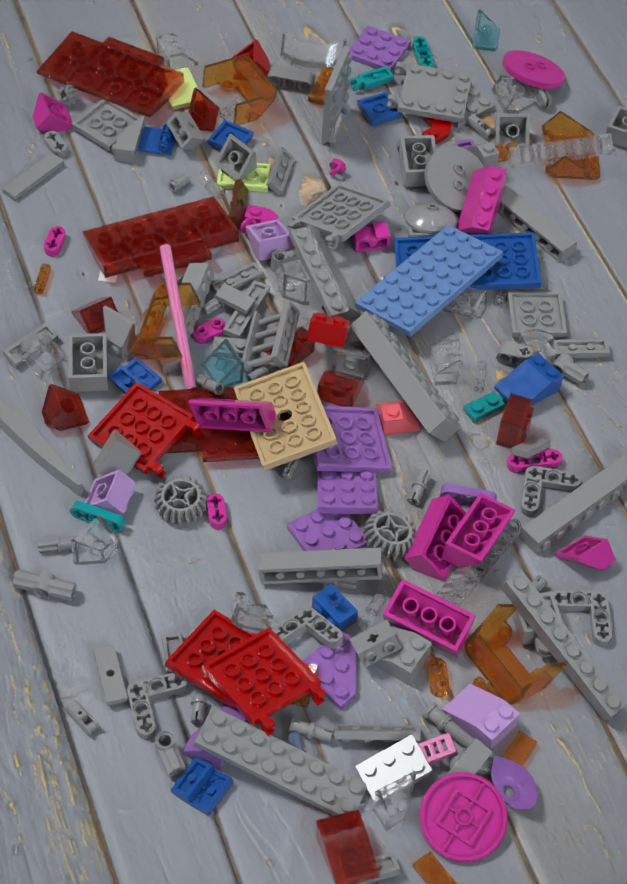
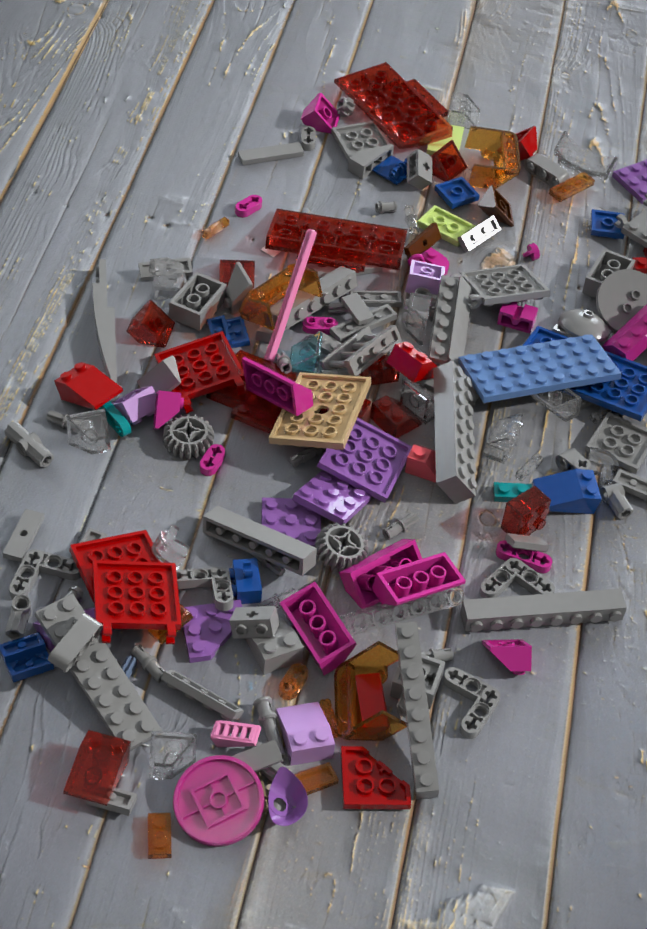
camera: 30 degrees right, 5 degrees down
(58, 500) = (86, 386): none -> red slope
(145, 484) = (166, 407): none -> dark pink slope
(236, 158) = (445, 207): light grey slope -> none
(252, 750) = (75, 642): none -> light grey beam
(276, 137) = (495, 204): none -> reddish brown slope
(336, 95) = (564, 190): light grey plate -> none
(372, 78) = (619, 199): teal plate -> none
(394, 764) = (206, 723): plate -> none
(459, 493) = (430, 547): medium lavender beam -> none
(515, 656) = (370, 694): none -> red slope
(563, 729) = (370, 782): none -> red plate

